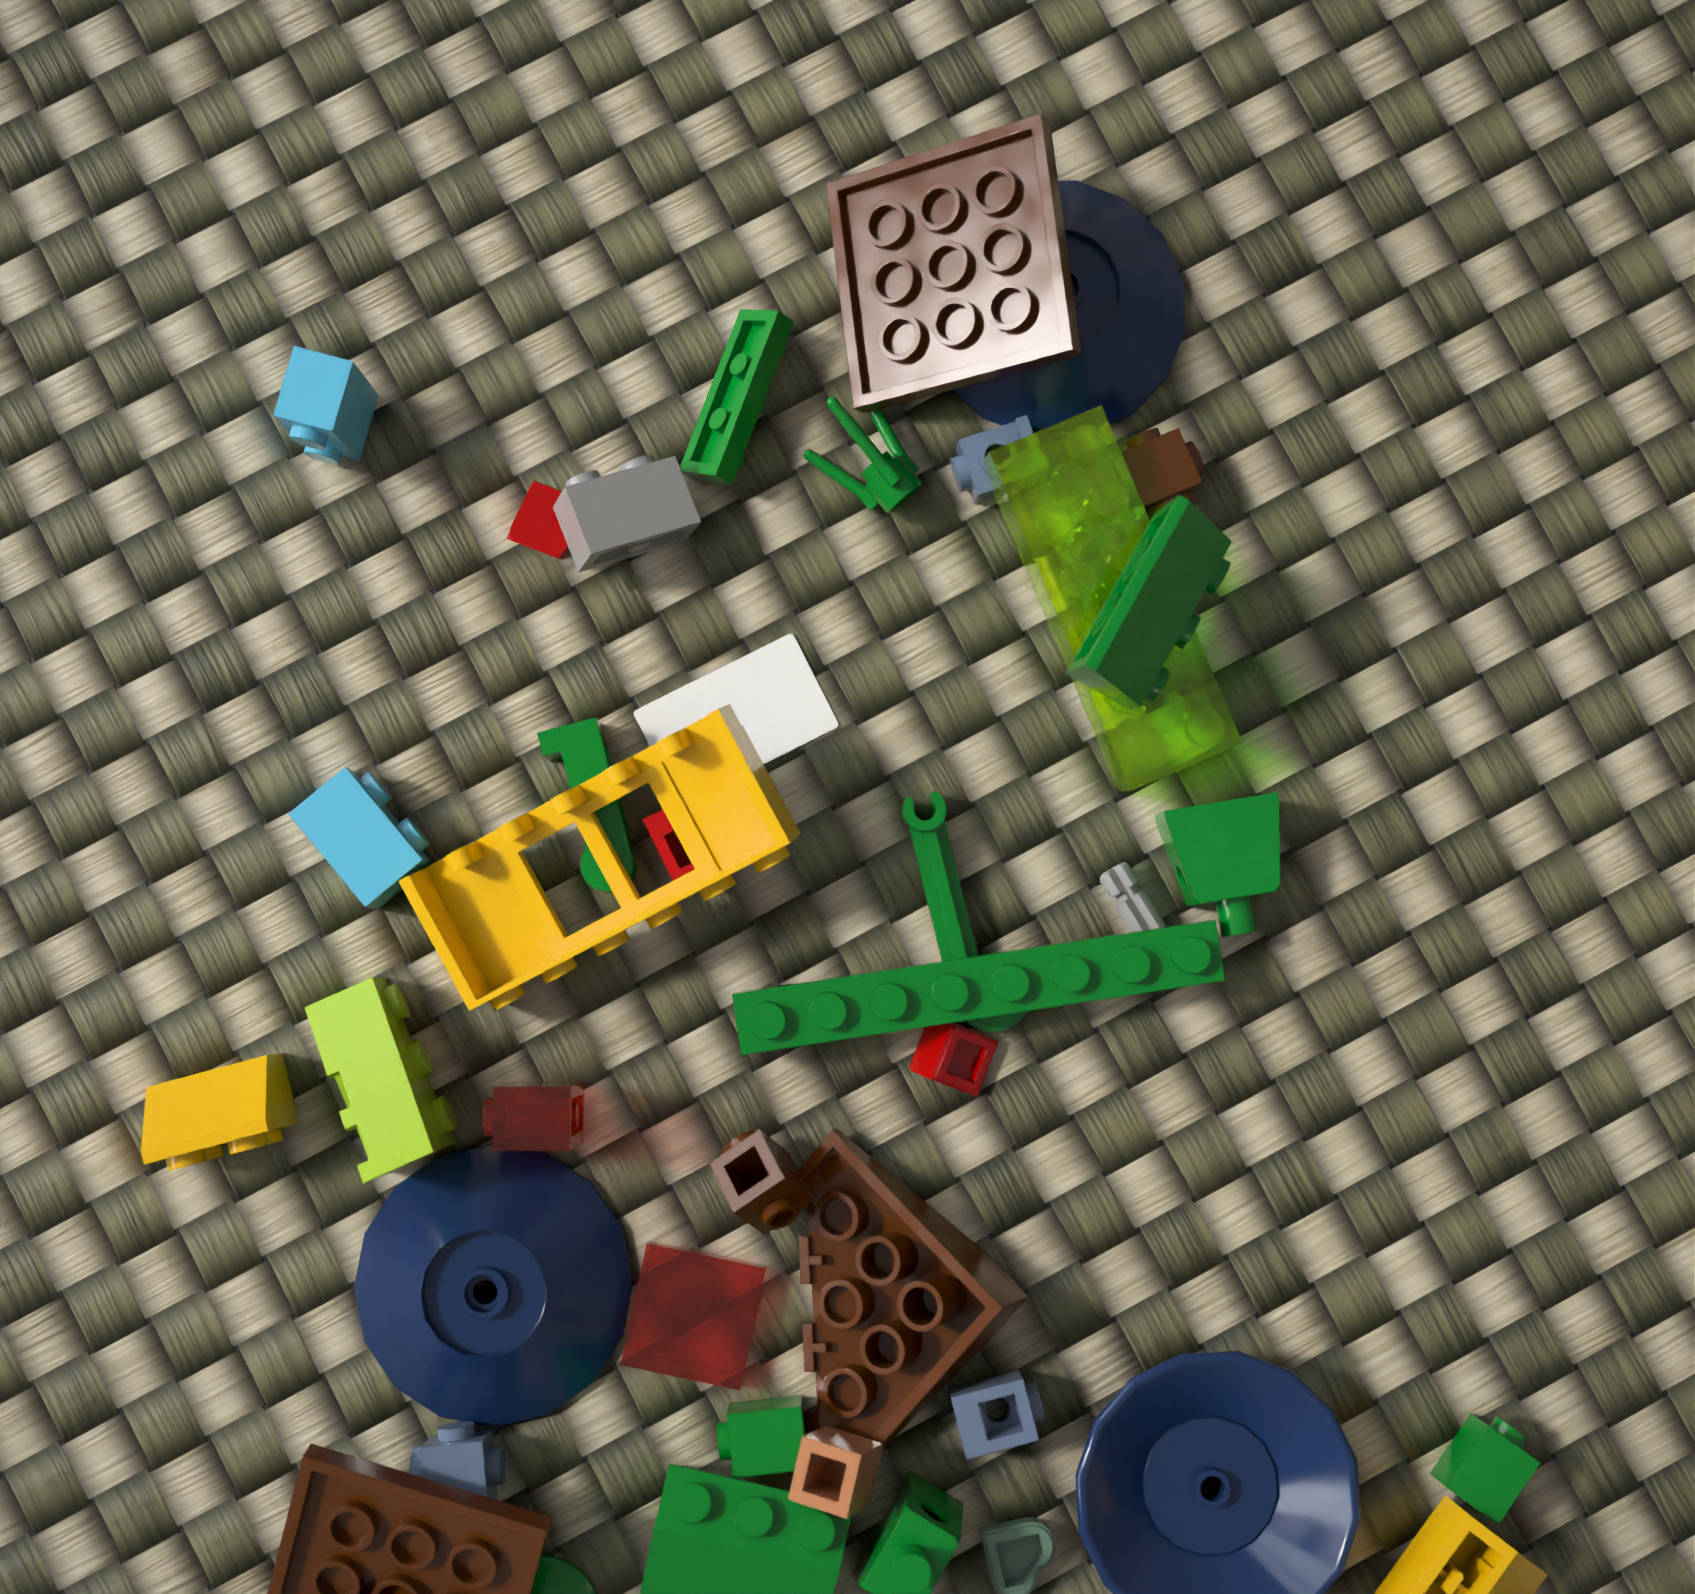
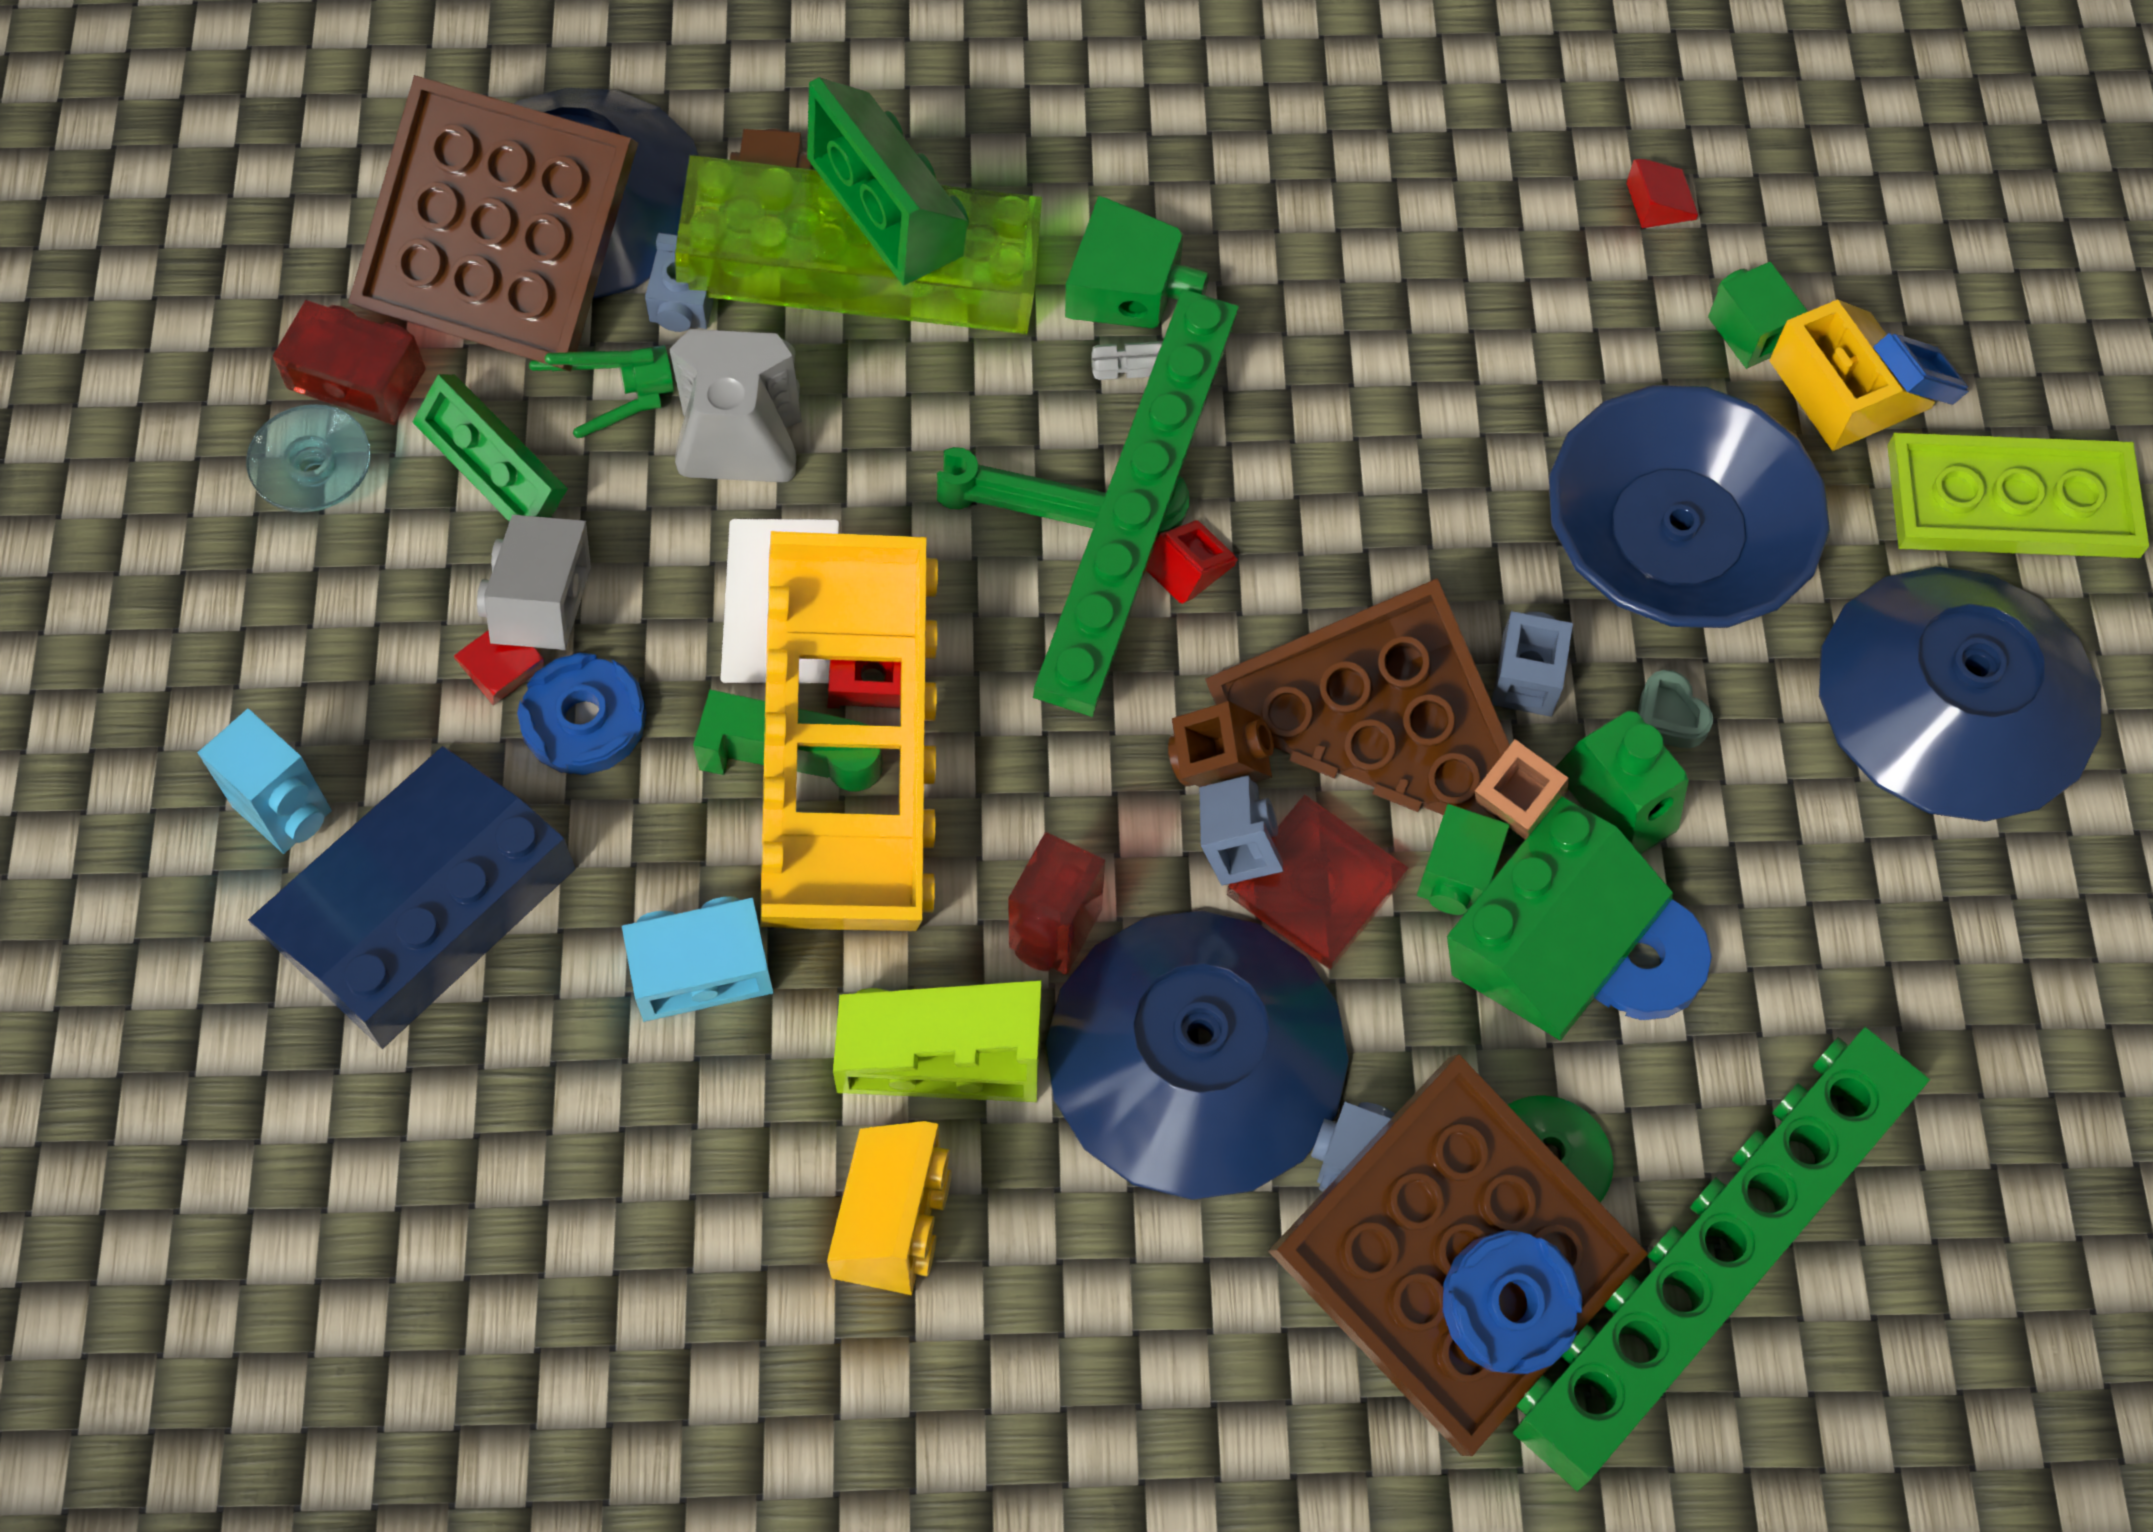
camera: 60 degrees left, 20 degrees down
(310, 571) = (415, 893): none -> dark blue slope
(547, 649) = (585, 746): none -> blue tile
(647, 221) = (306, 438): none -> clear light blue dish
(692, 1232) = (1238, 831): none -> sand blue brick
(766, 221) = (350, 361): none -> clear red brick
(882, 584) = (736, 405): none -> light grey piece
(1585, 1313) = (1660, 194): none -> red slope

